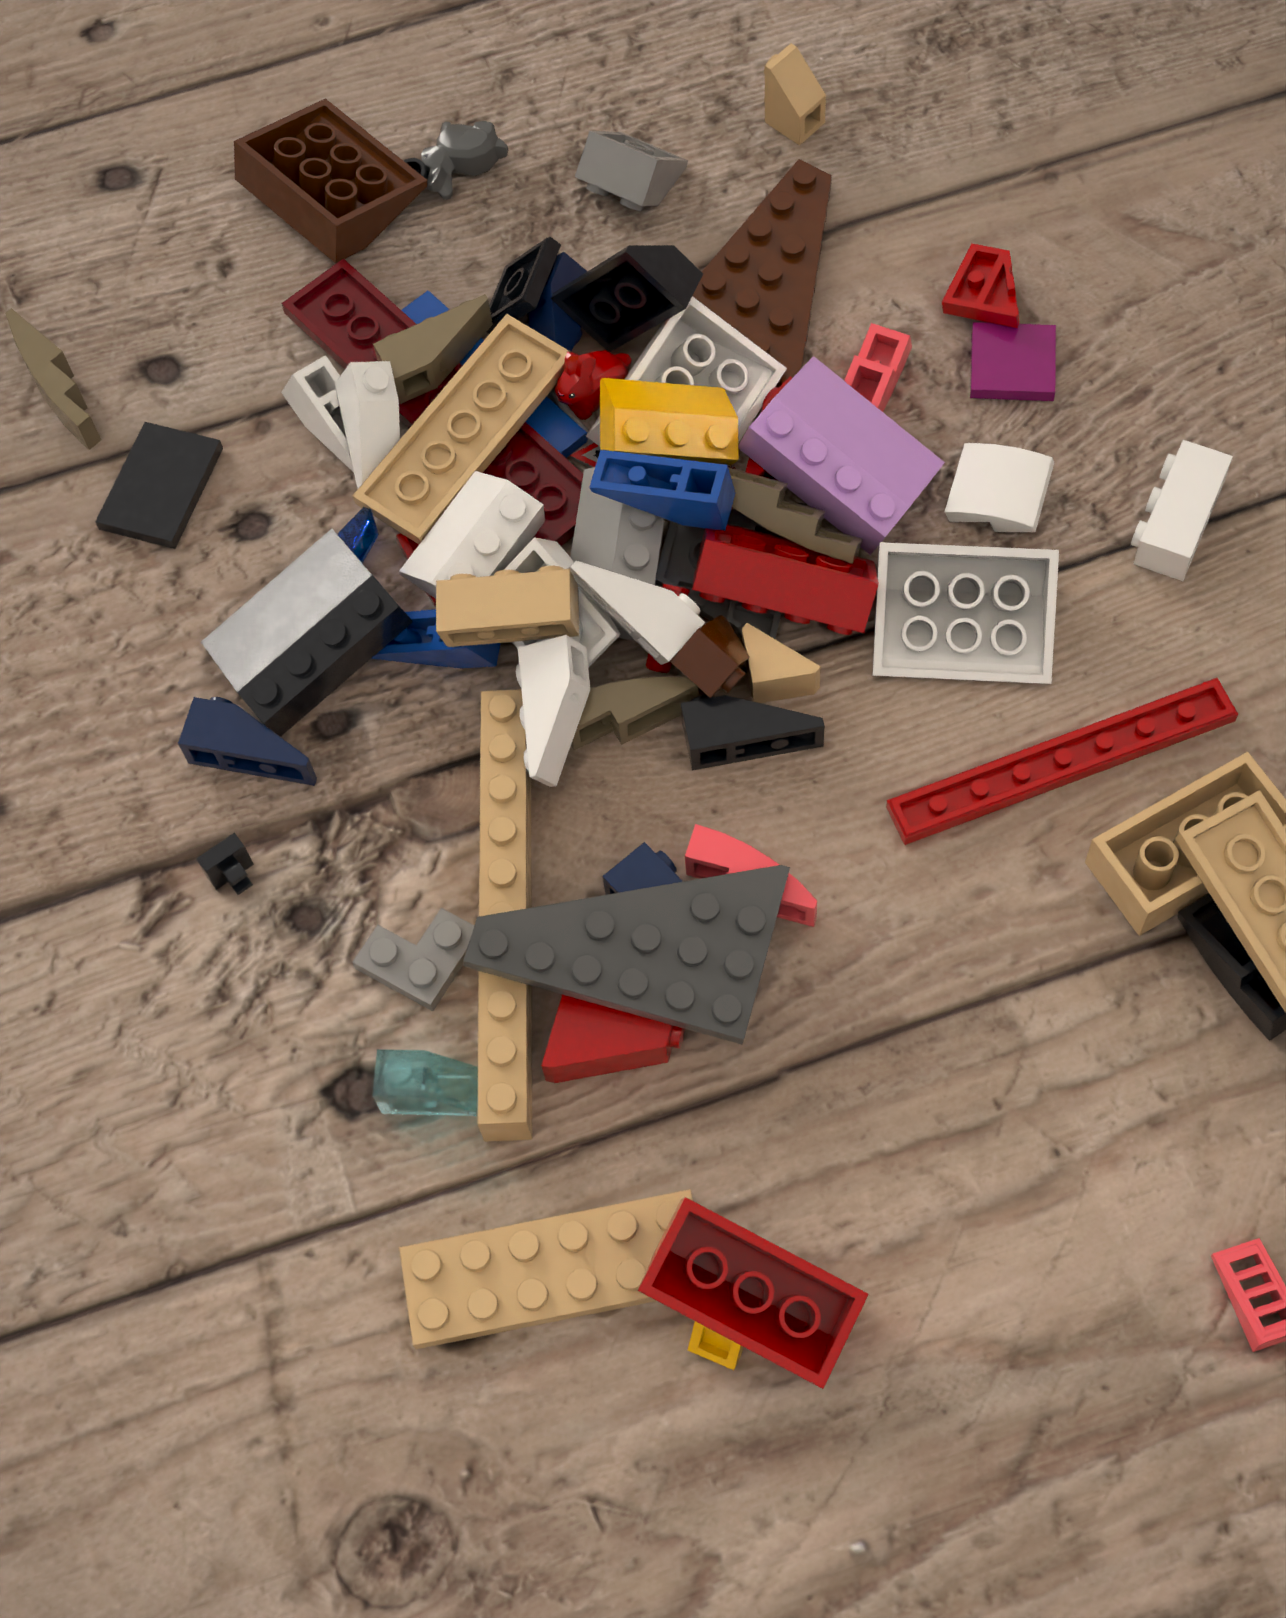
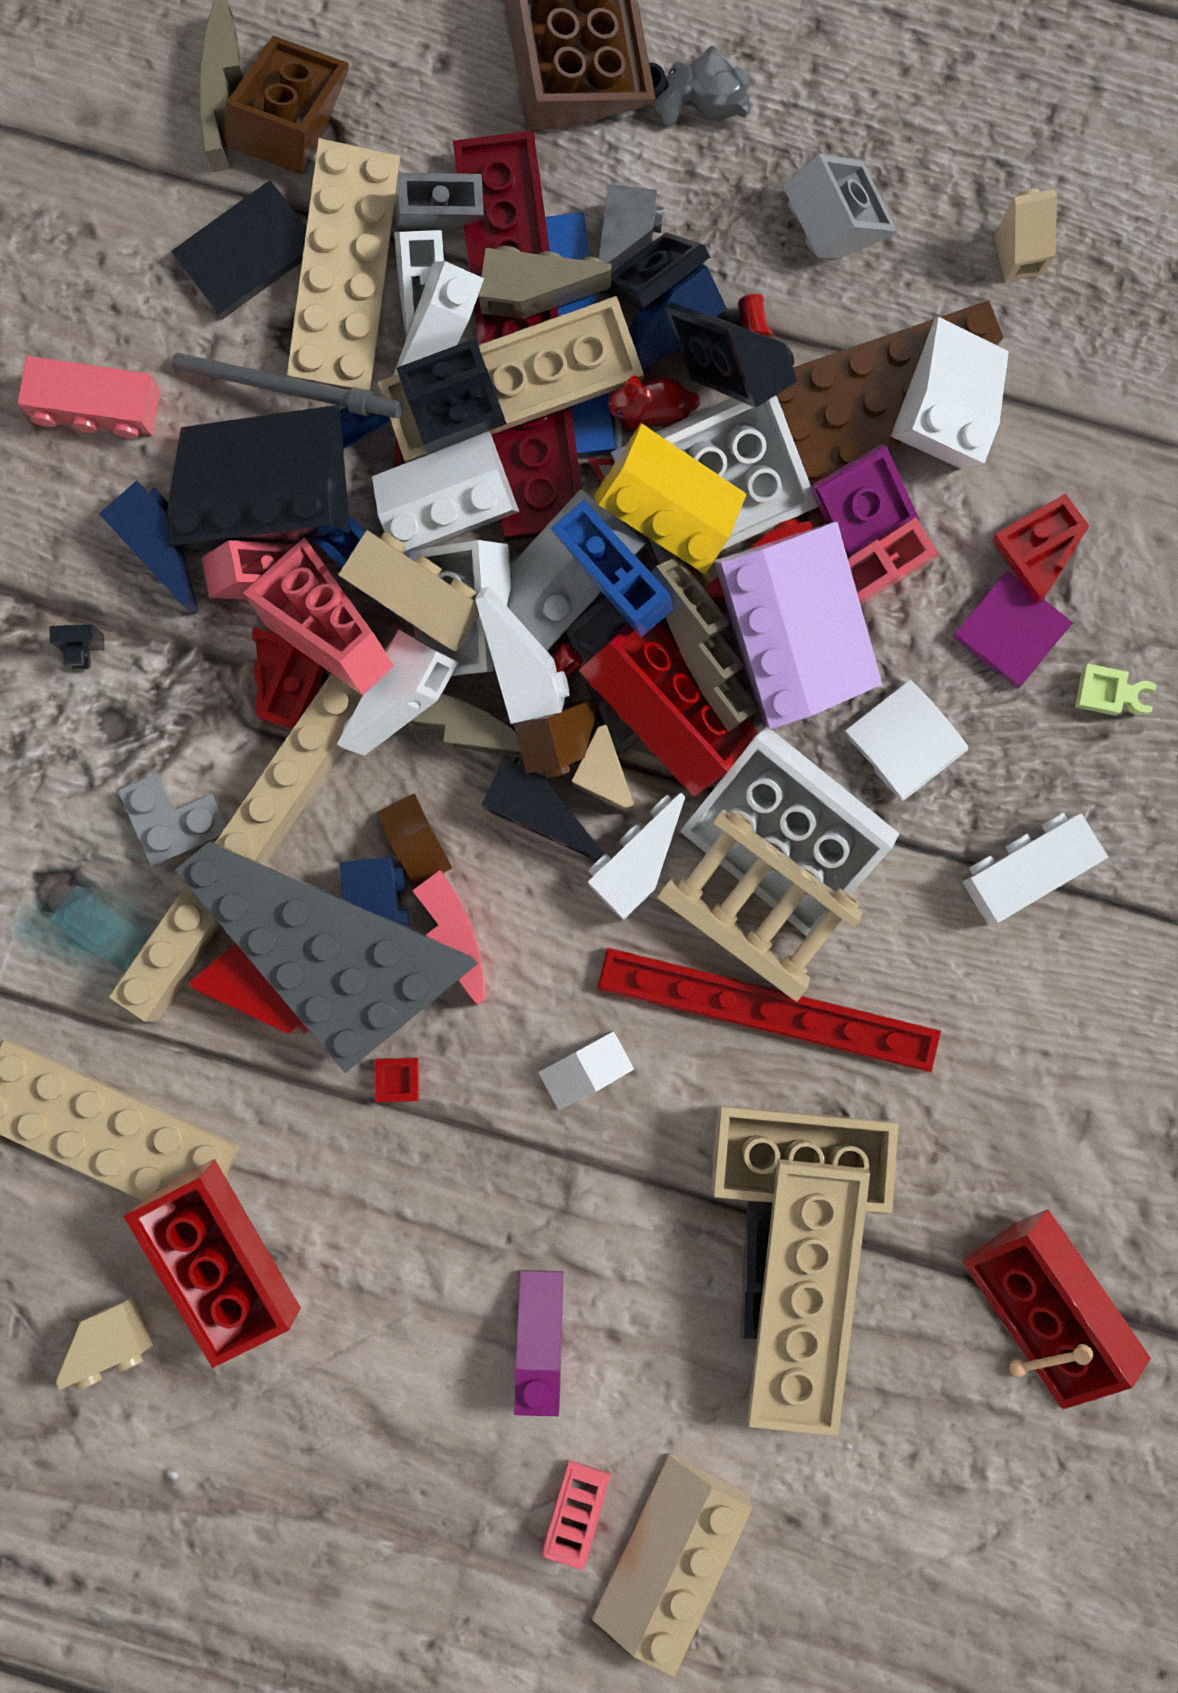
camera: 30 degrees right, 20 degrees up
(100, 669) = (89, 397): none -> coral brick
(119, 364) = (284, 104): none -> reddish brown slope
(257, 447) = (343, 266): none -> tan plate
(301, 343) = (437, 201): none -> flat silver slope
(344, 709) = (238, 565): none -> coral slope
(347, 516) = (357, 400): none -> dark grey bar
(425, 463) = (451, 396): none -> black slope
(438, 774) = (284, 680): none -> red wing
(442, 688) = (315, 616): none -> coral wedge
(469, 269) = (628, 223): none -> flat silver slope
(650, 820) = (414, 840): none -> reddish brown slope
(700, 1451) = (103, 1341): none -> tan slope
(791, 1034) = (397, 1079): none -> red tile
(821, 332) = (865, 499): none -> magenta tile
(831, 233) = (954, 396): none -> white slope
(862, 718) = (635, 869): none -> white slope
(948, 914) = (586, 1071): none -> white slope
(965, 710) = (755, 946): none -> tan fence
(1102, 1166) = (539, 1343): none -> magenta slope
(1126, 354) = (1107, 691): none -> yellowish green plate

